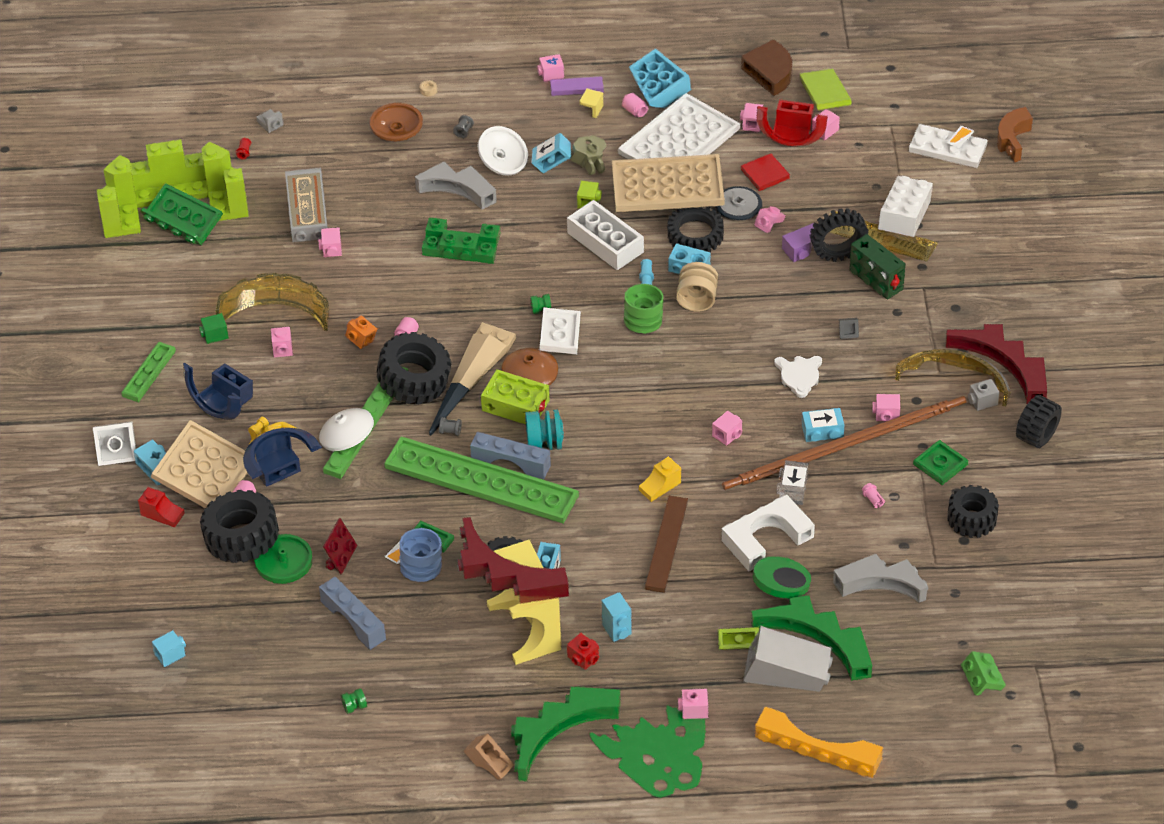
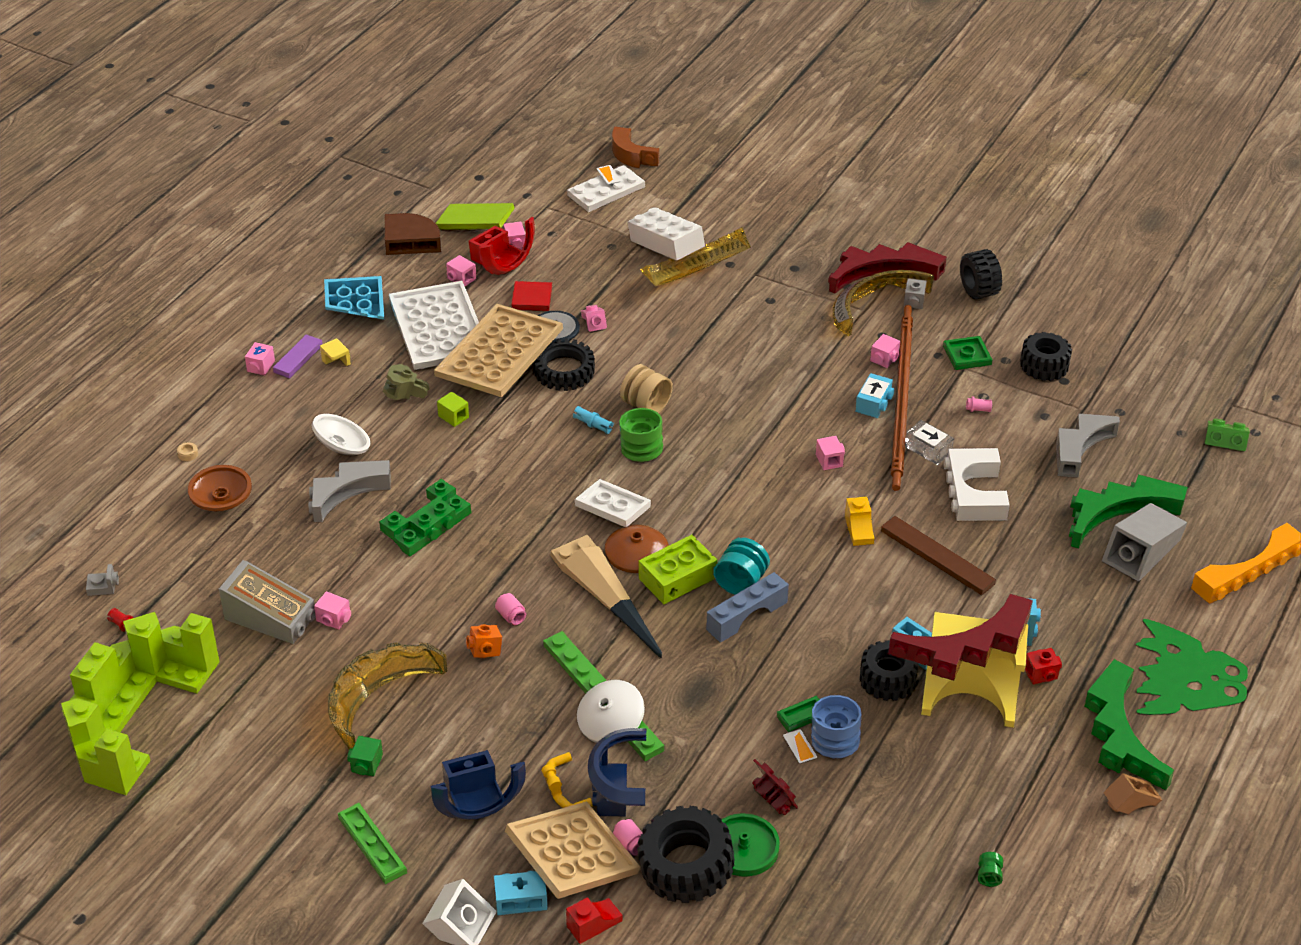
camera: 60 degrees left, 5 degrees down
(182, 214) = (170, 708): green bracket -> none
(281, 342) = (439, 709): bright pink brick -> none
(364, 622) = (842, 818): sand blue arch -> none
(408, 385) = (580, 620): black tyre -> none
(450, 426) = (669, 634): dark grey bush -> none
(463, 126) = (271, 449): dark grey bush -> none
(482, 479) = (756, 644): bright green plate -> none
(539, 304) = (564, 501): green wheel -> none
(551, 153) = (380, 403): medium azure brick -> none
(605, 235) = (520, 418): white brick -> none
(634, 105) = (367, 330): bright pink brick -> none
(683, 255) = (601, 385): medium azure brick -> none
(693, 704) = (1155, 620): bright pink brick -> none
(736, 638) = (1086, 560): lime slope -> none
(781, 577) = (1040, 498): green piece -> none
(798, 243) = (644, 313): medium lavender slope -> none
(800, 374) = (796, 384): white tile -> none
(839, 219) = (671, 279): black tyre -> none
(848, 328) = (771, 331): dark grey tile -> none
(877, 266) = (721, 279): dark green piece -> none

